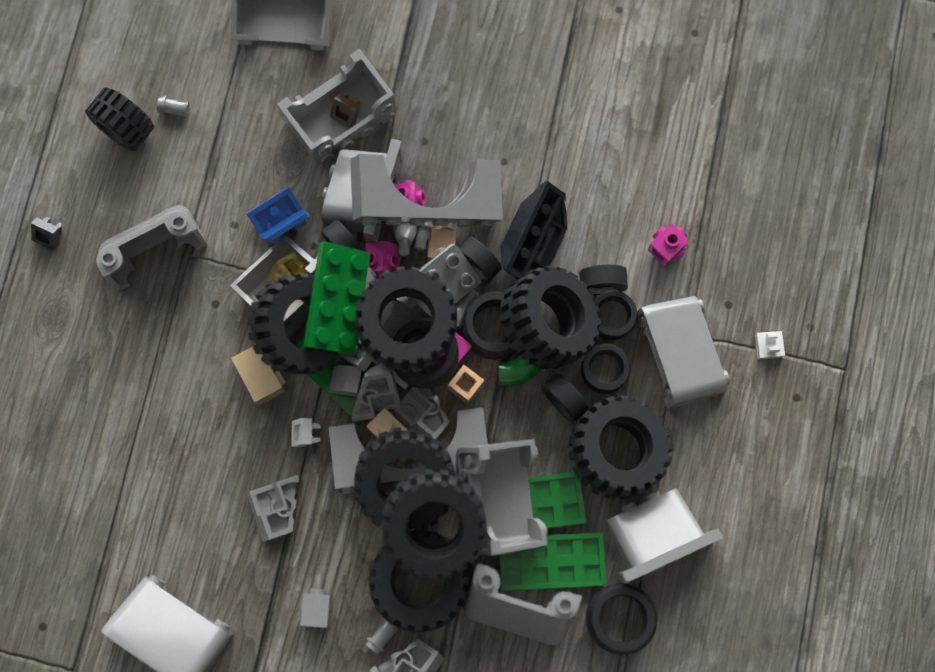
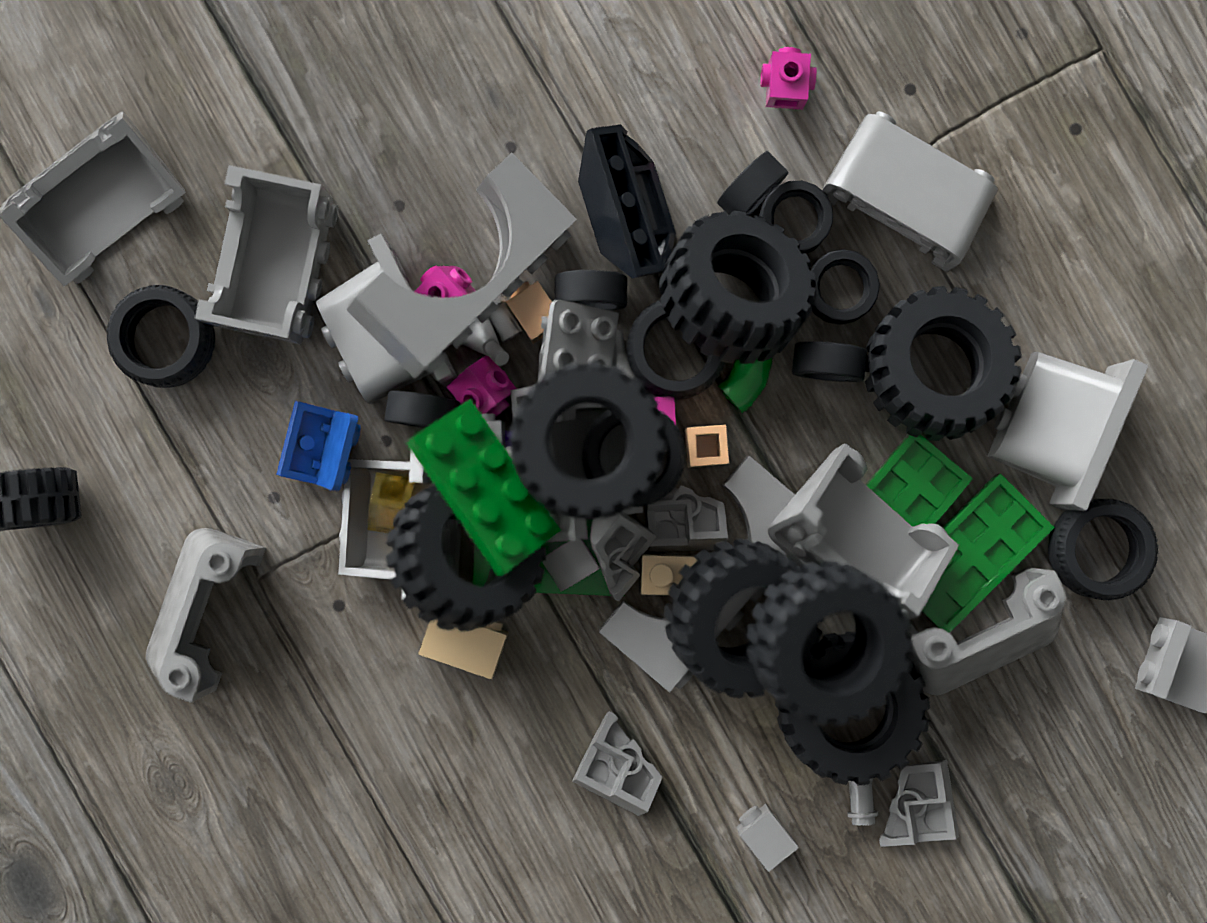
camera: 40 degrees left, 10 degrees up
(45, 233) = (70, 703): black tile -> none
(172, 106) = (72, 426): light grey pin -> none
(238, 83) = (122, 331): none -> black tyre
(302, 432) = (573, 661): white tile -> none
(344, 110) = (276, 252): dark brown tile -> none
(769, 345) = (997, 95): white tile -> none

